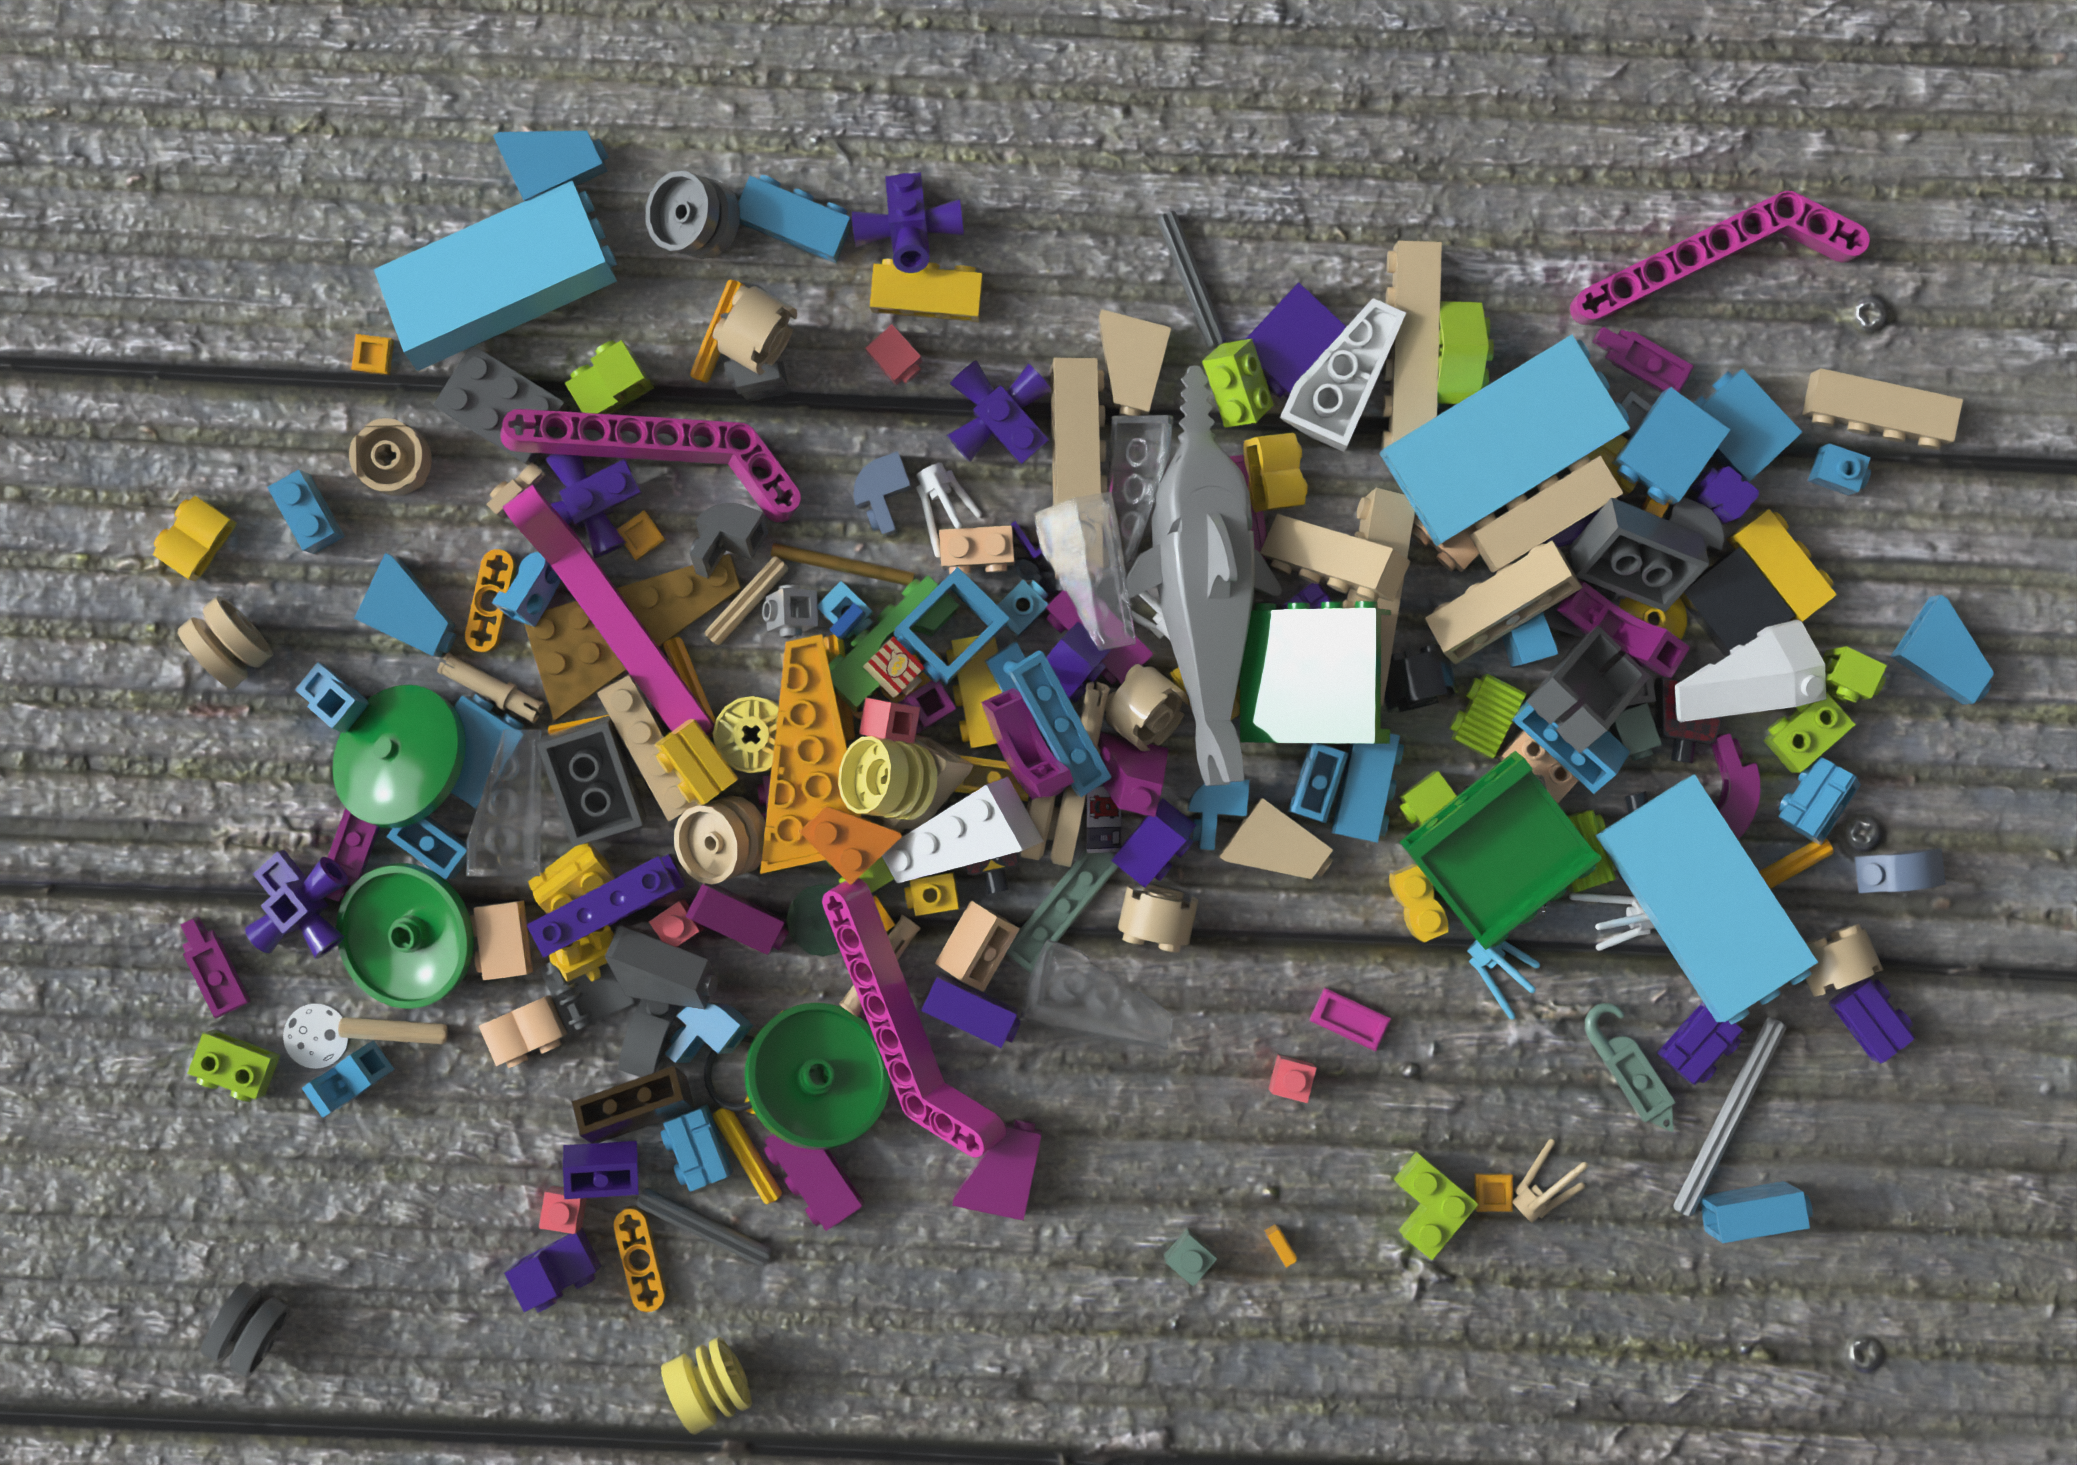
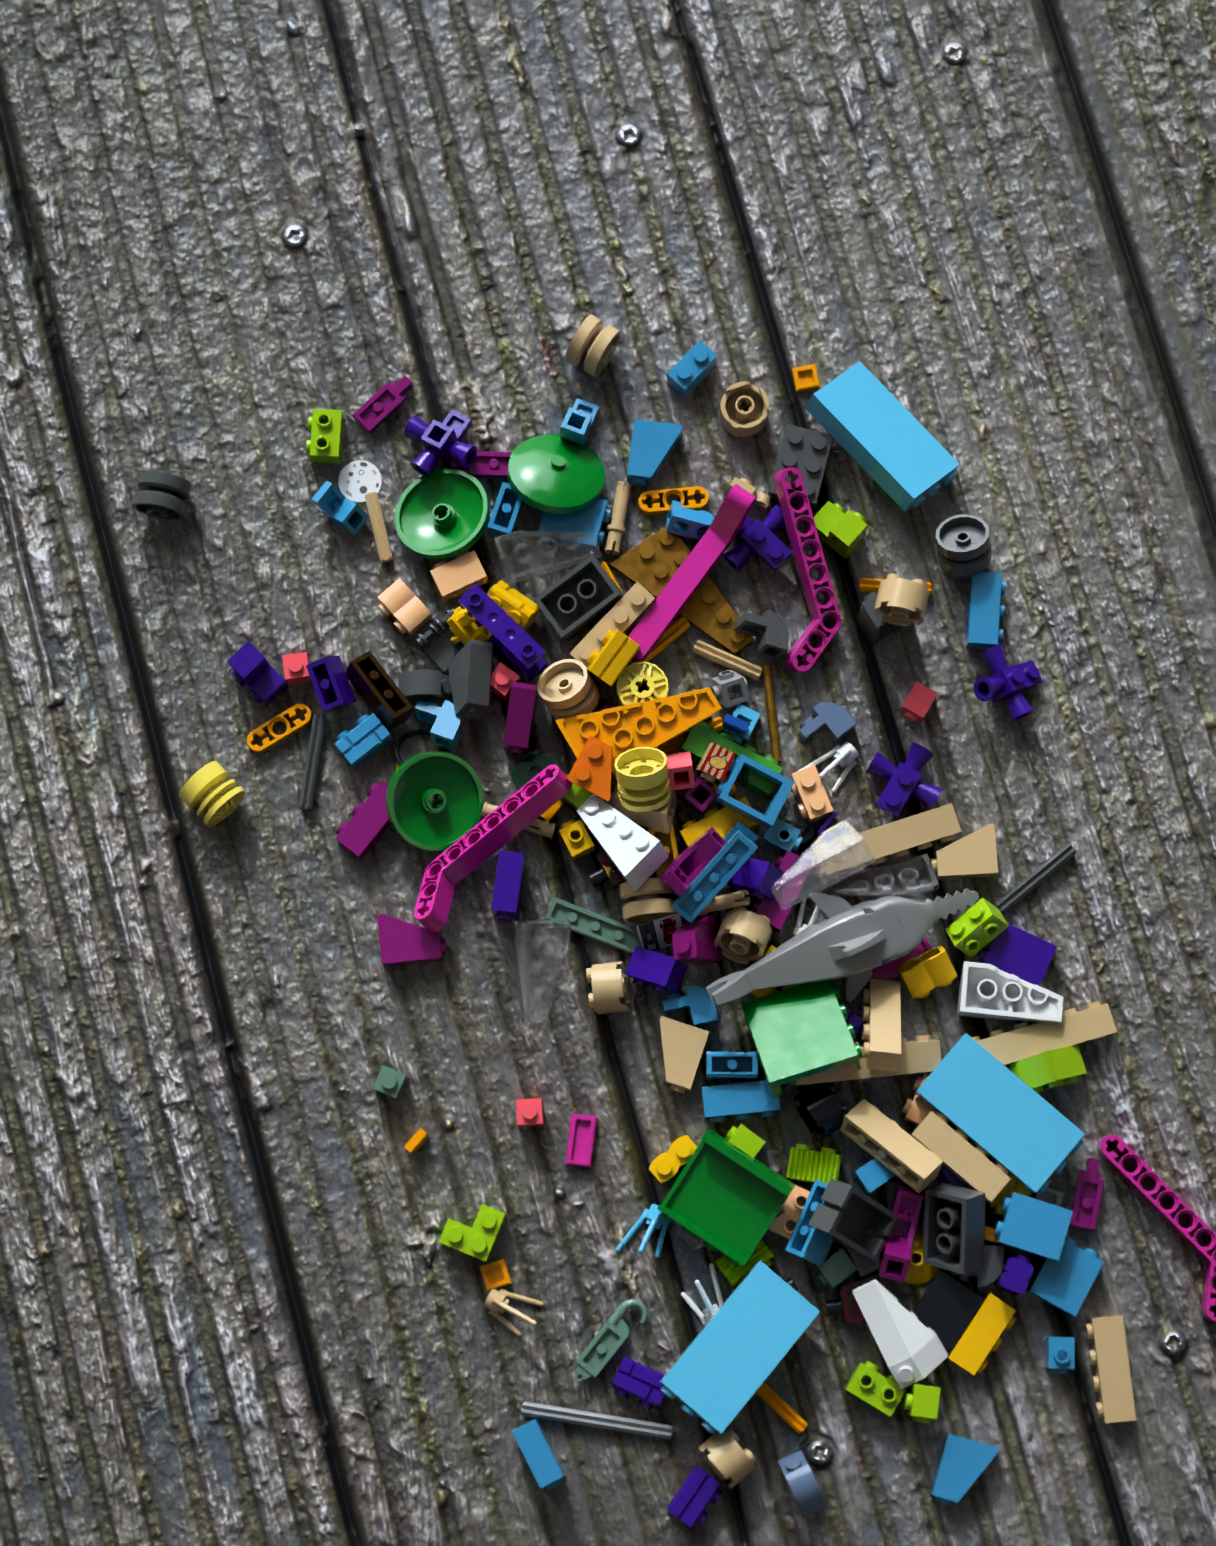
camera: 70 degrees right, 10 degrees down
(193, 537) = (652, 306): yellow brick -> none
(550, 159) = (968, 447): dark azure slope -> none
(641, 535) = (747, 580): light orange tile -> none
(747, 1155) = (368, 775): yellow axle -> none
(928, 292) = (966, 710): yellow brick -> none
(974, 949) = (551, 877): light nougat brick -> none
(1739, 784) = (821, 1354): magenta arch -> none
(1818, 799) = (831, 1410): dark azure brick -> none

